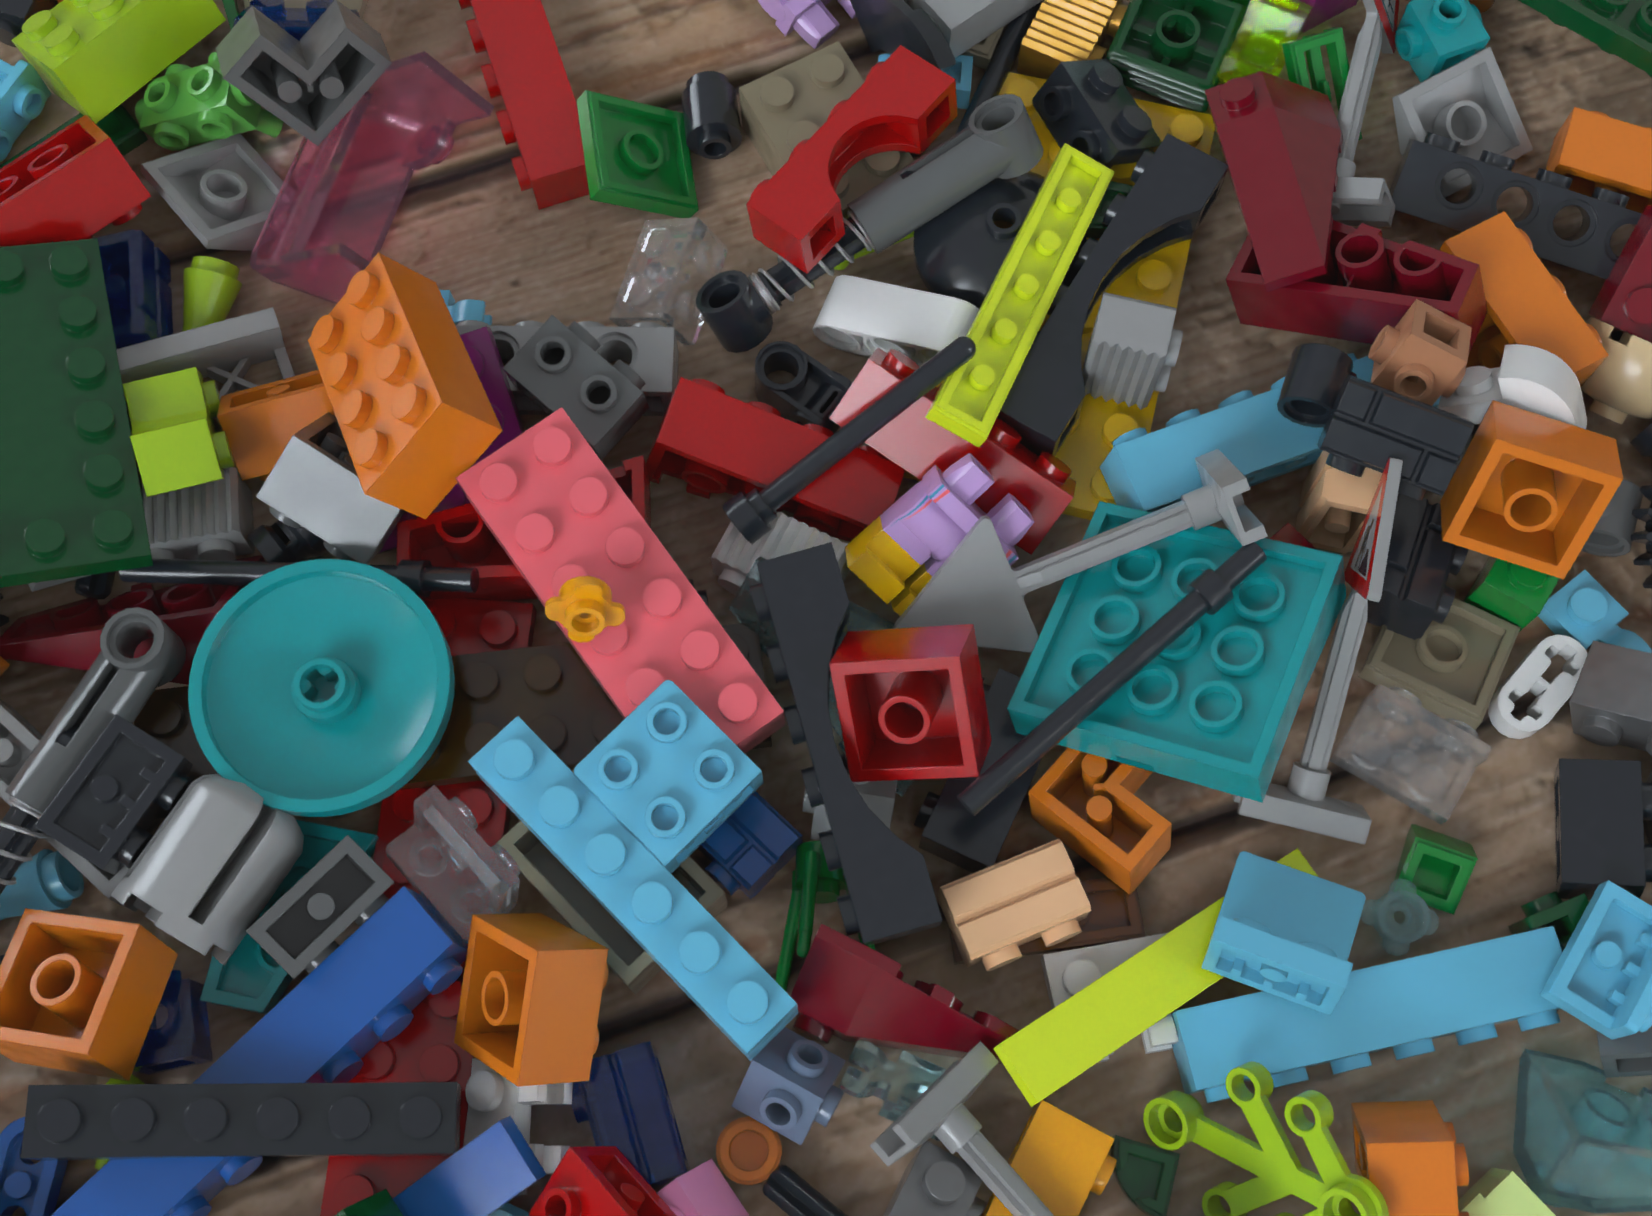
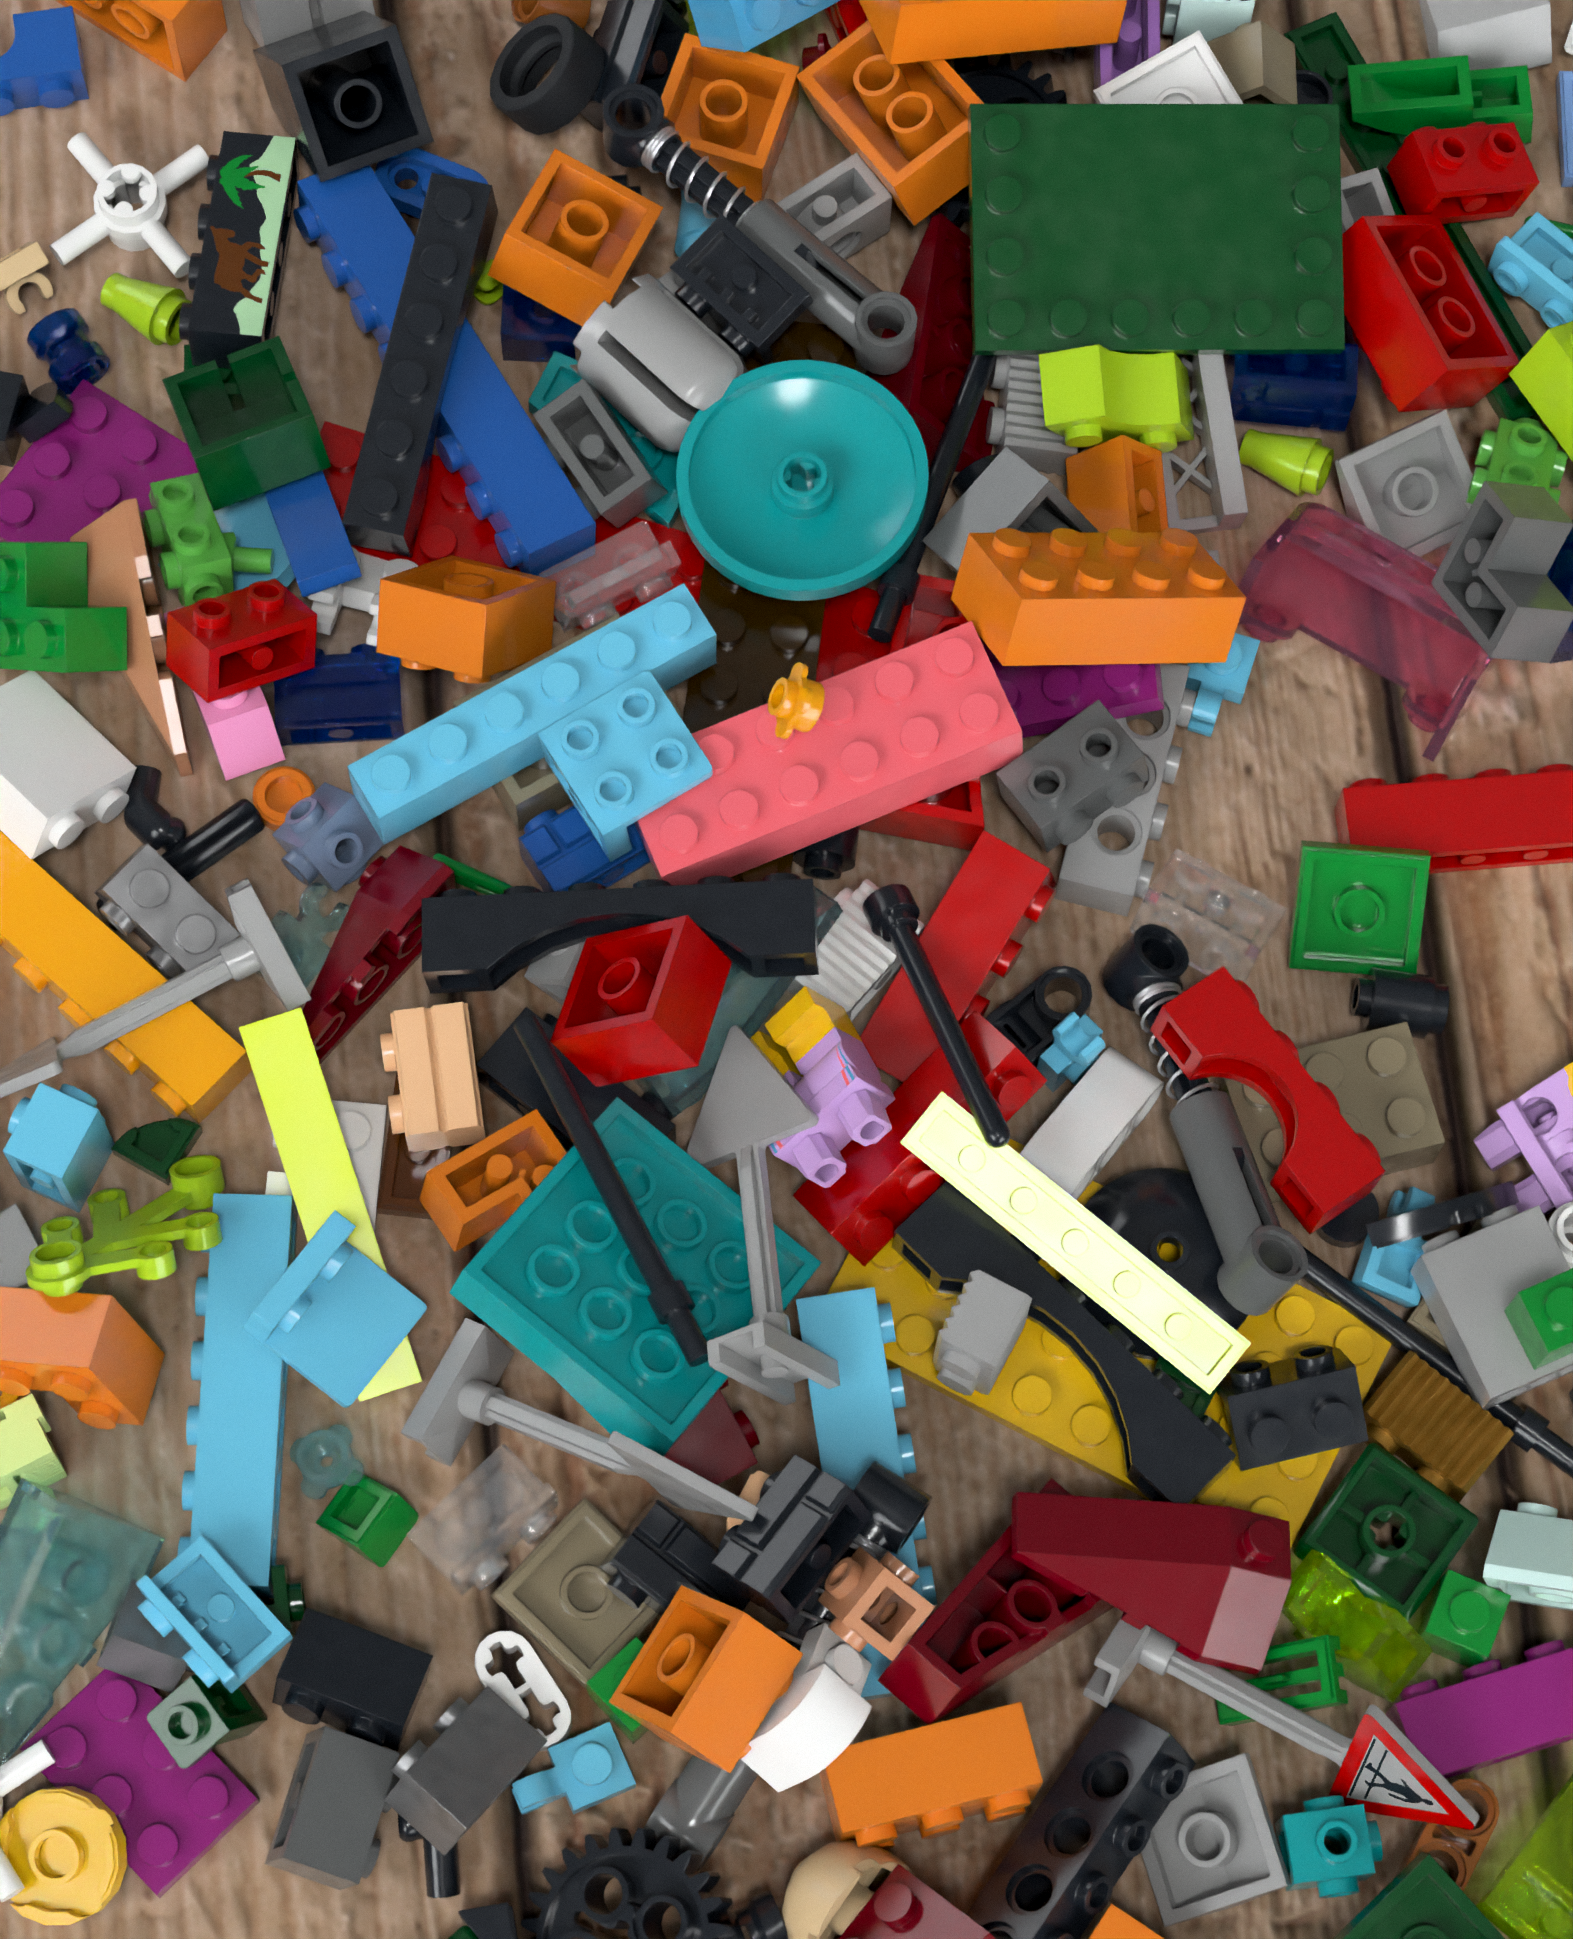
camera: 100 degrees right, 0 degrees up
(830, 344) = (1073, 1051): none -> medium azure plate

